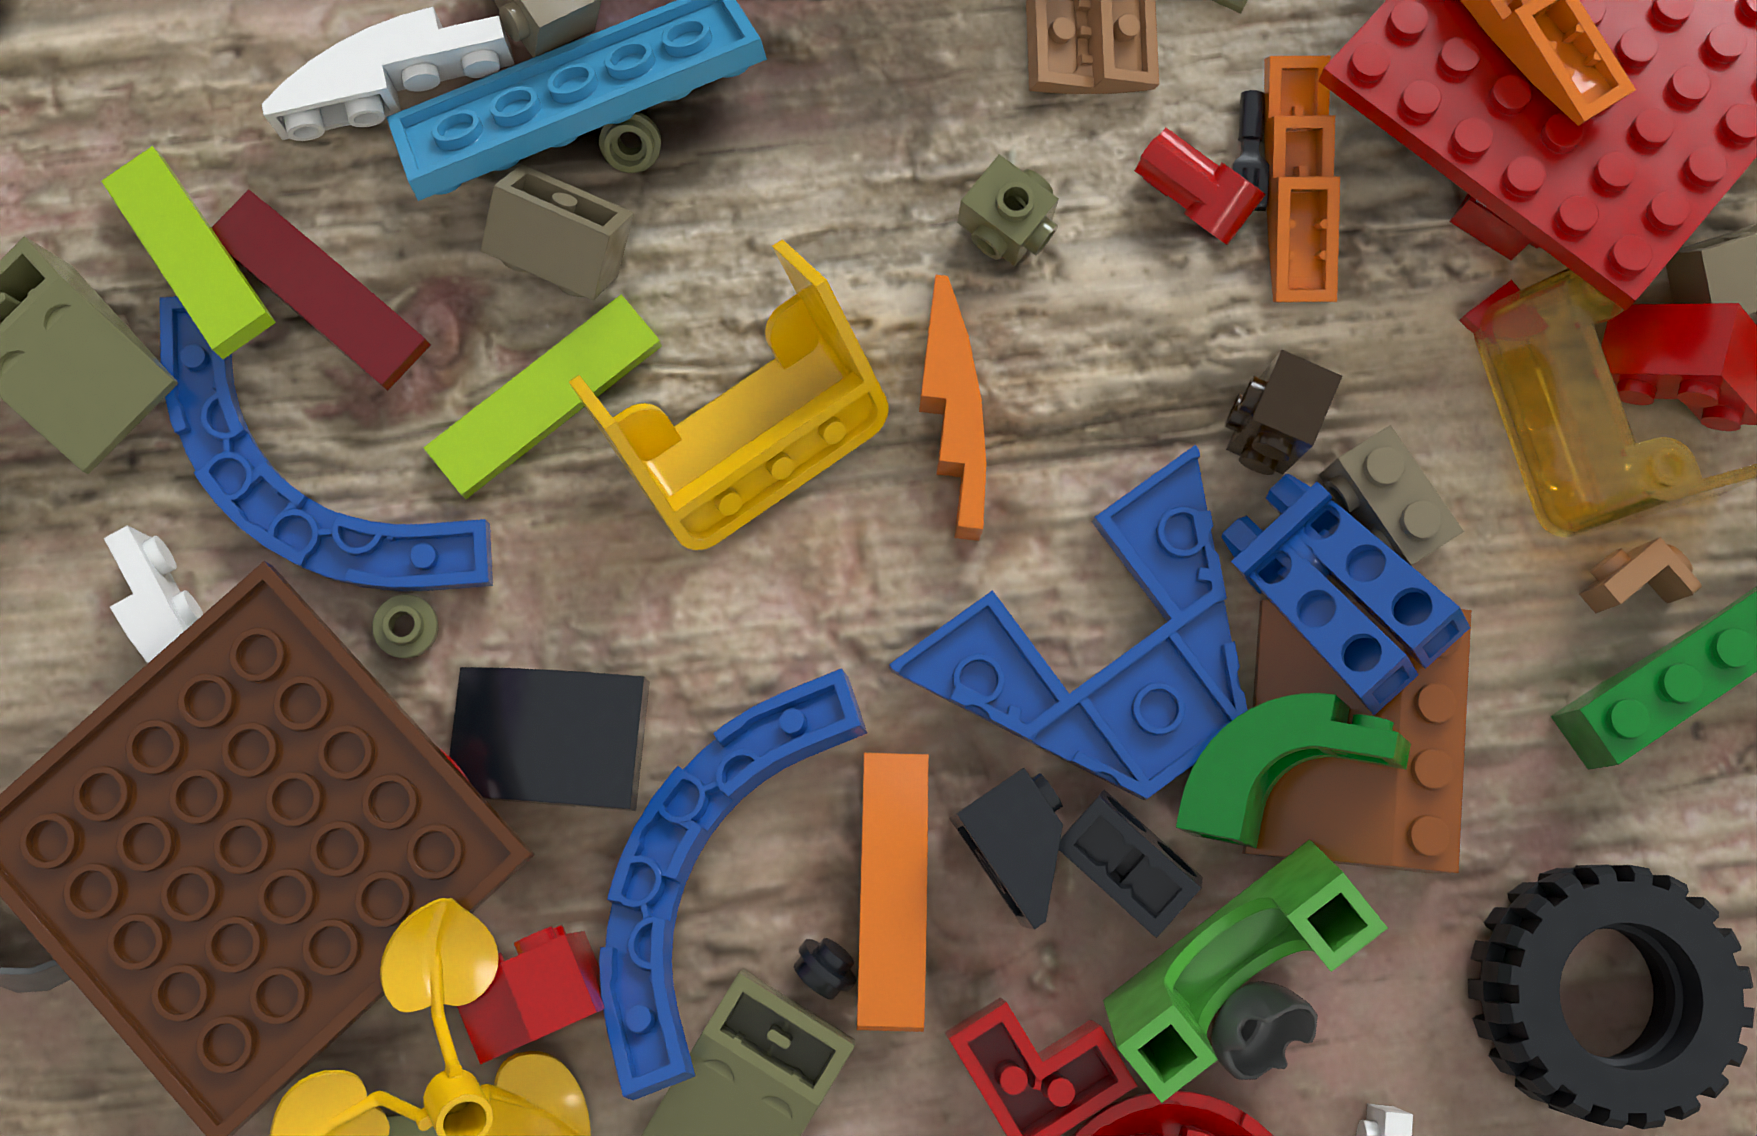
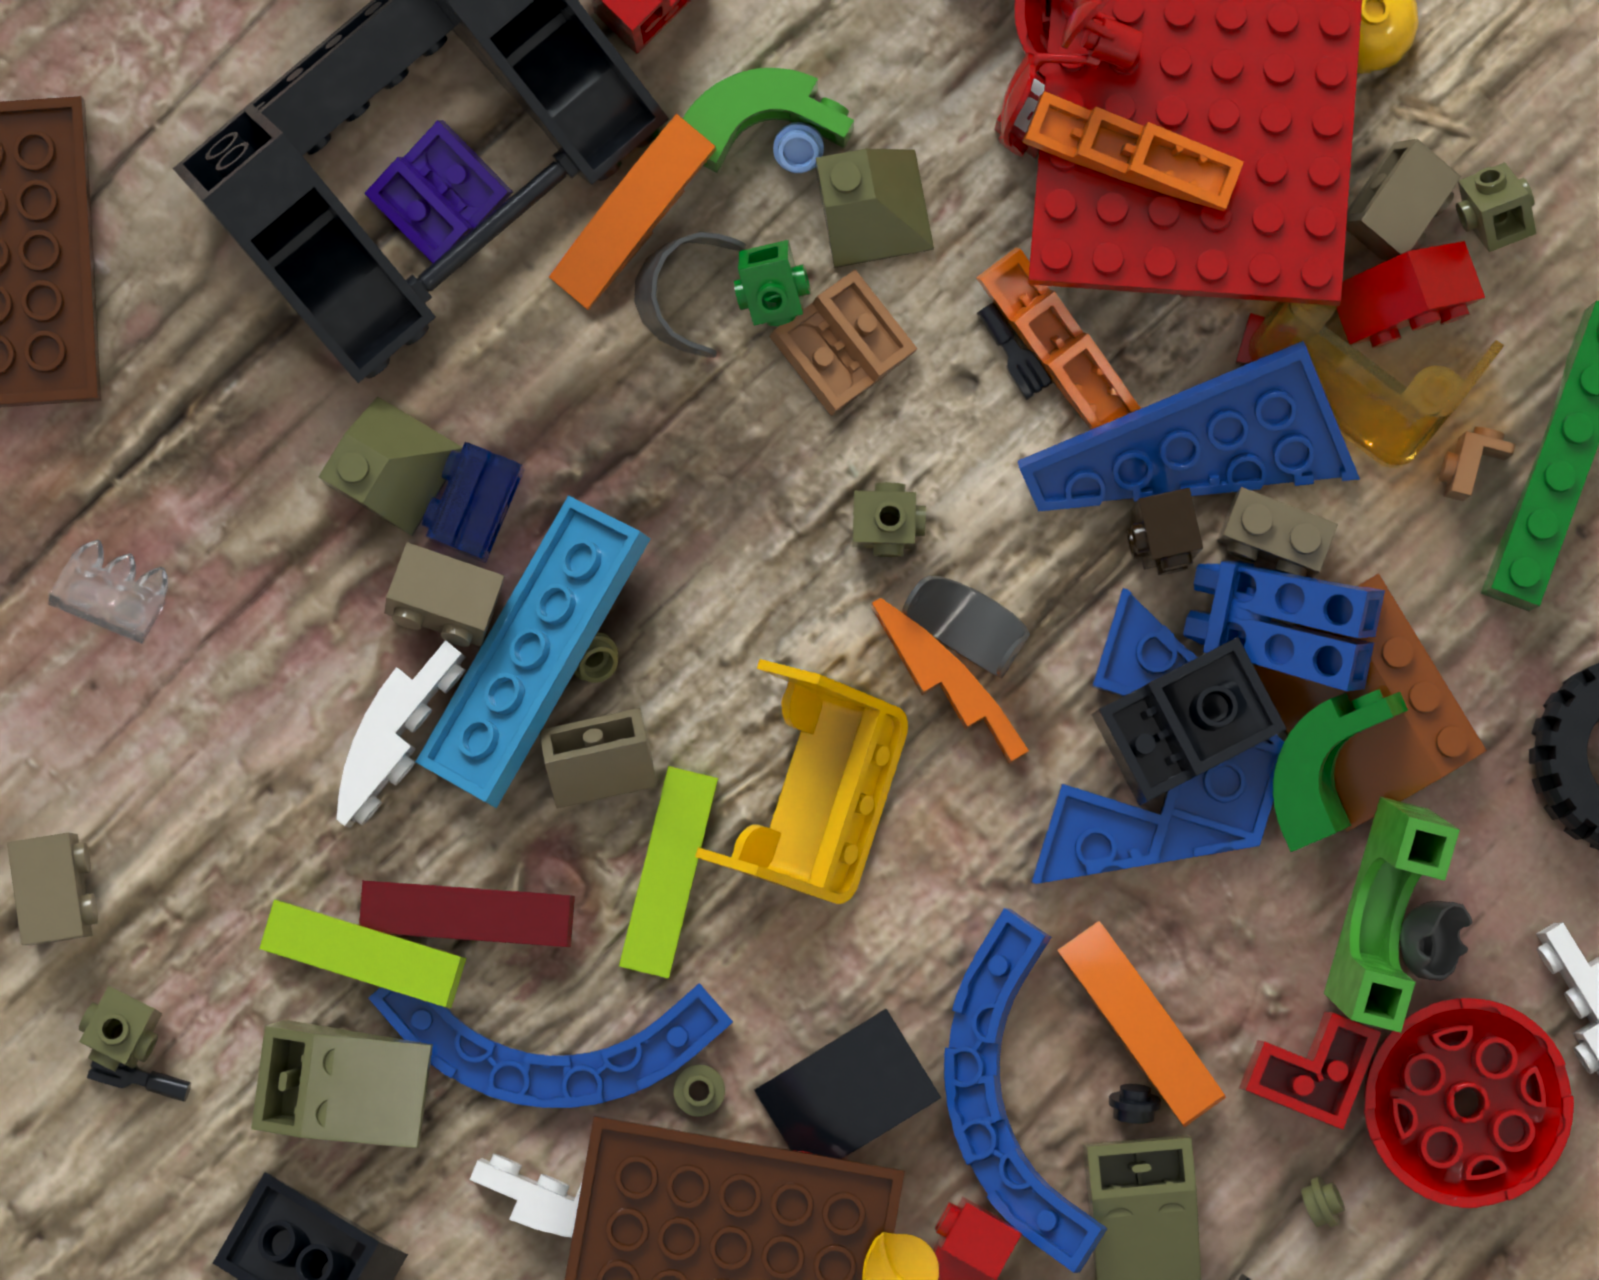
camera: 30 degrees left, 5 degrees up
(1011, 362) = (967, 622): none -> dark grey piece
(1016, 842) = (1196, 936): black slope -> none
(1130, 863) = (1277, 895): black brick -> none
(1168, 616) = (1188, 721): none -> black slope
(1210, 193) = (1013, 404): red piece -> none
(1442, 375) = (1225, 434): none -> blue wing

